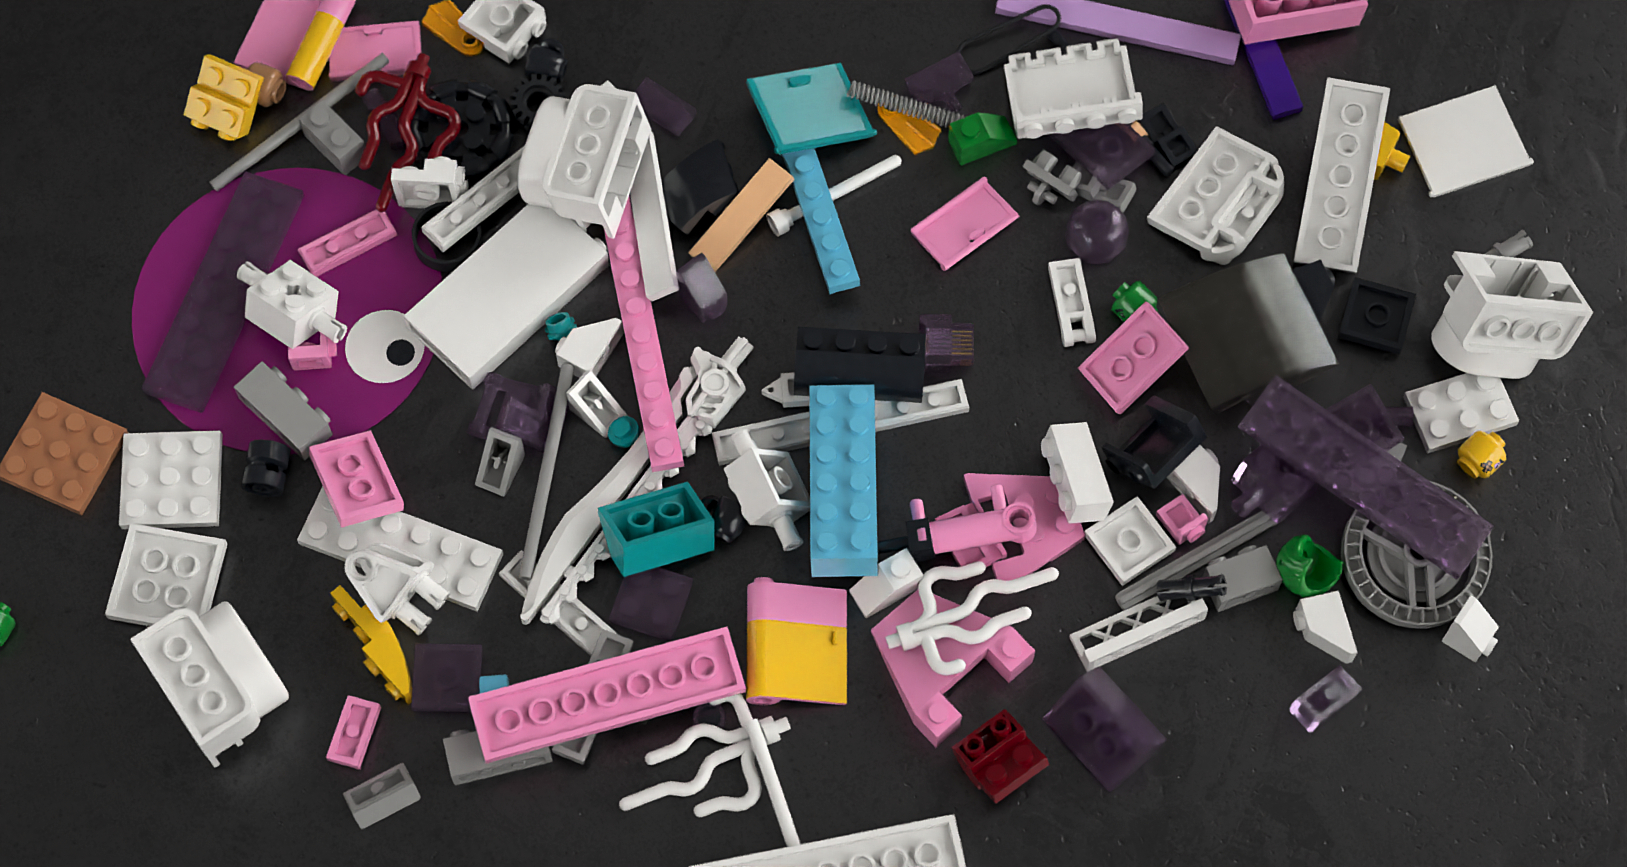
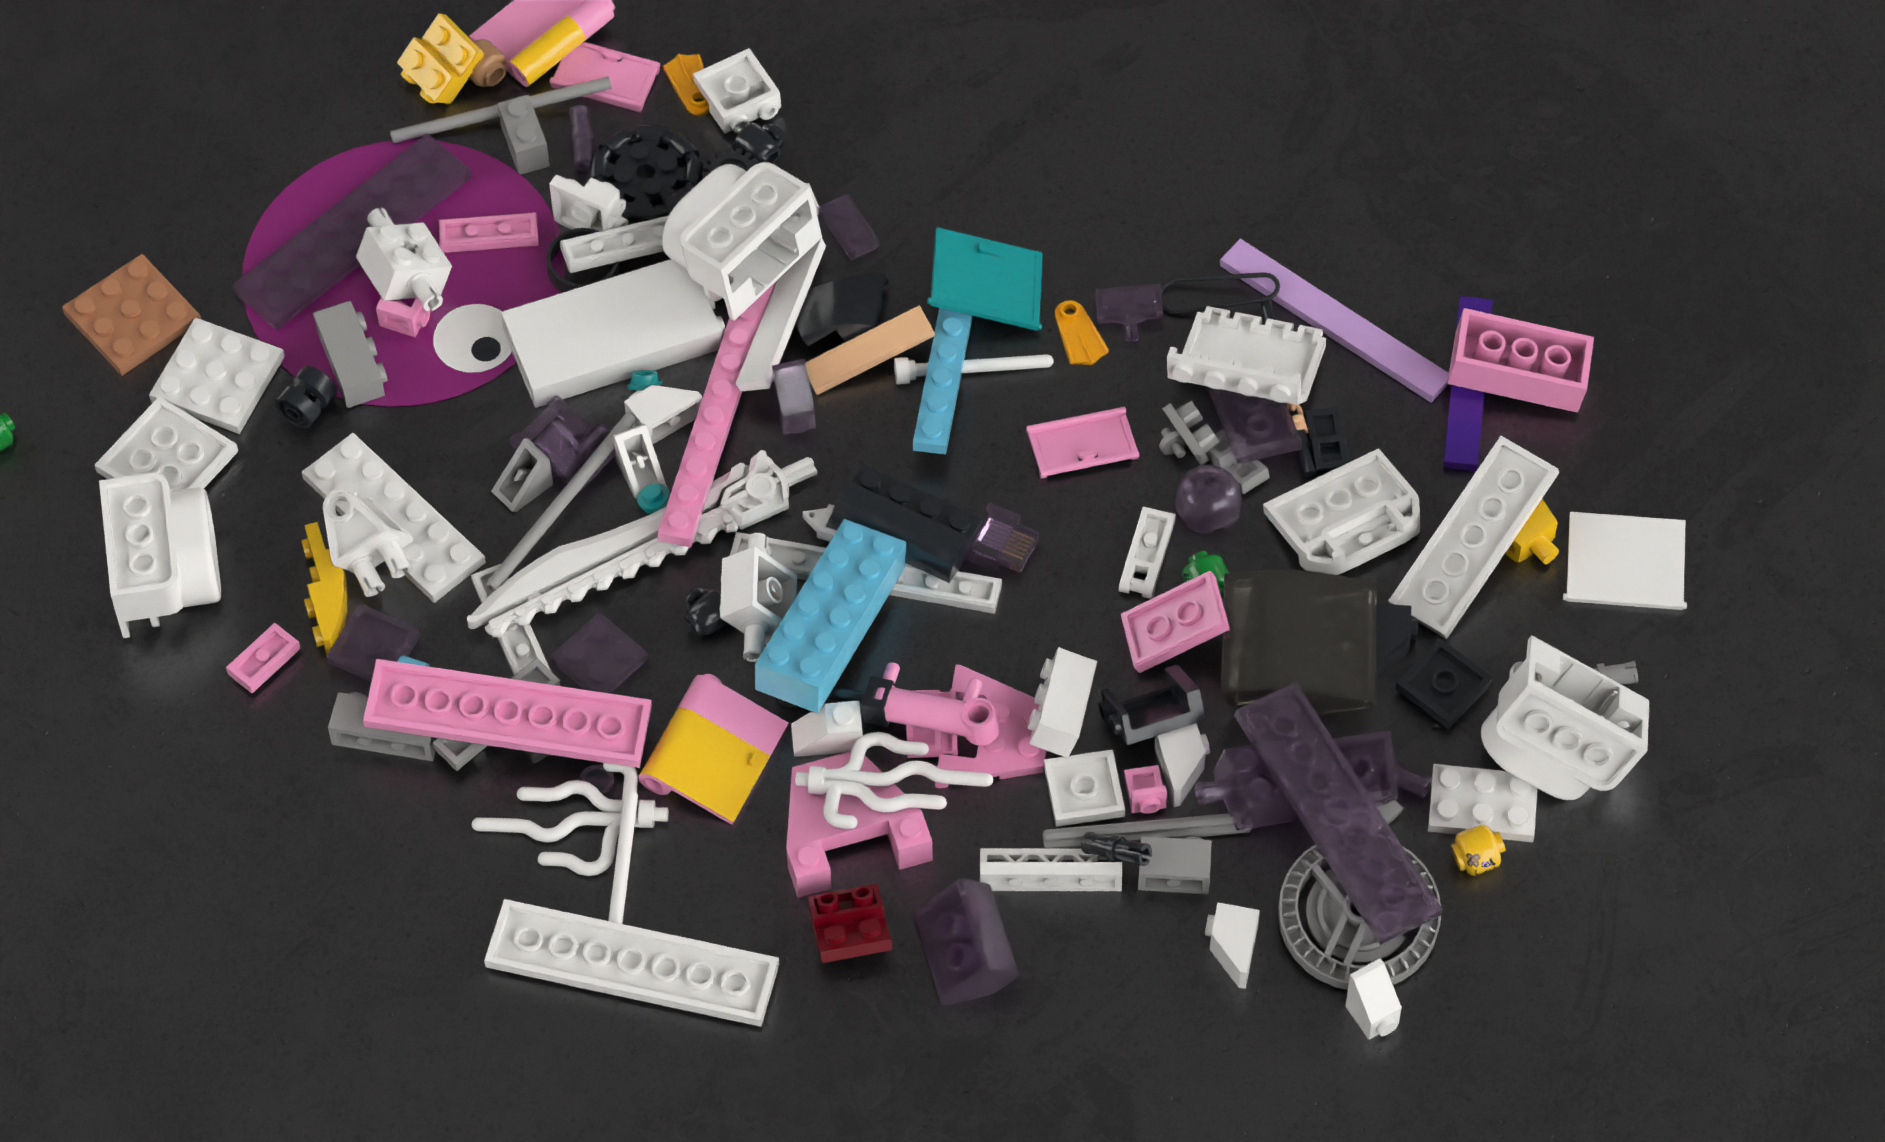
camera: 25 degrees right, 10 degrees down
(356, 478) = (382, 437): bright pink plate -> none
(382, 796) = (260, 725): light grey slope -> none
(410, 88) = (613, 121): dark red plant -> none
(657, 528) = (634, 592): teal slope -> none
(904, 104) = (1079, 304): light grey piece -> none
(980, 136) = (1138, 368): green slope -> none
(1307, 567) = (1241, 876): green piece -> none
(1324, 699) = (1198, 1008): clear purple slope -> none

